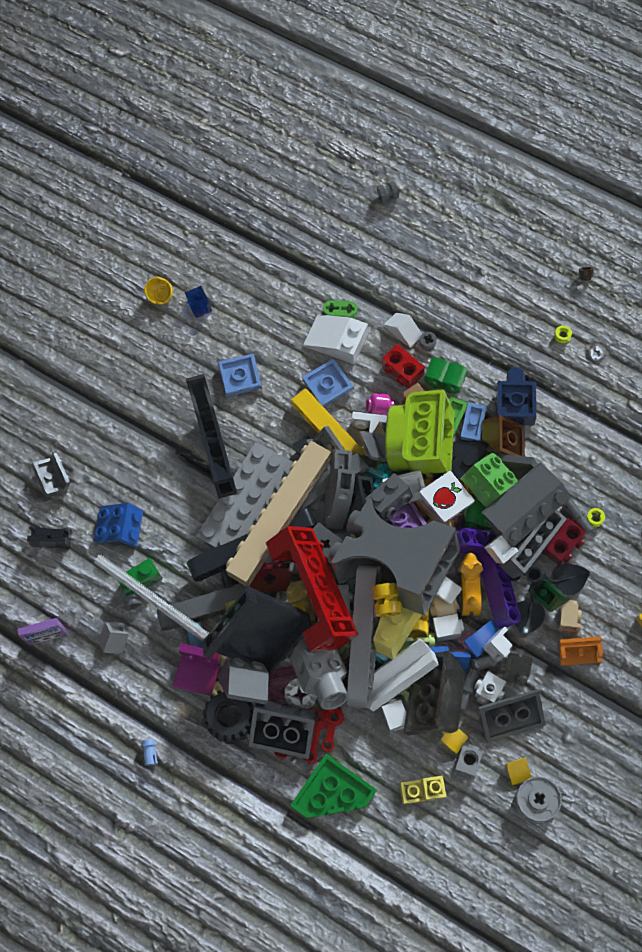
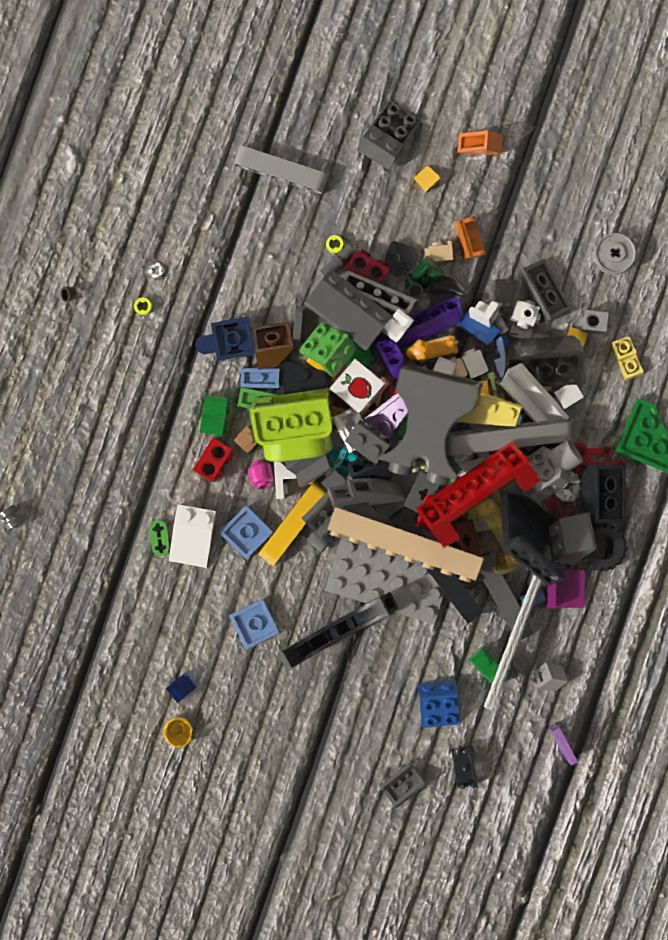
camera: 115 degrees left, 20 degrees up
(149, 752) = (648, 613): light blue pin -> none
(387, 601) = (480, 419): yellow wheel -> none
(404, 329) = (168, 468): white slope -> none
(430, 346) = (180, 446): dark grey bush -> none
(518, 771) = (591, 276): yellow slope -> none

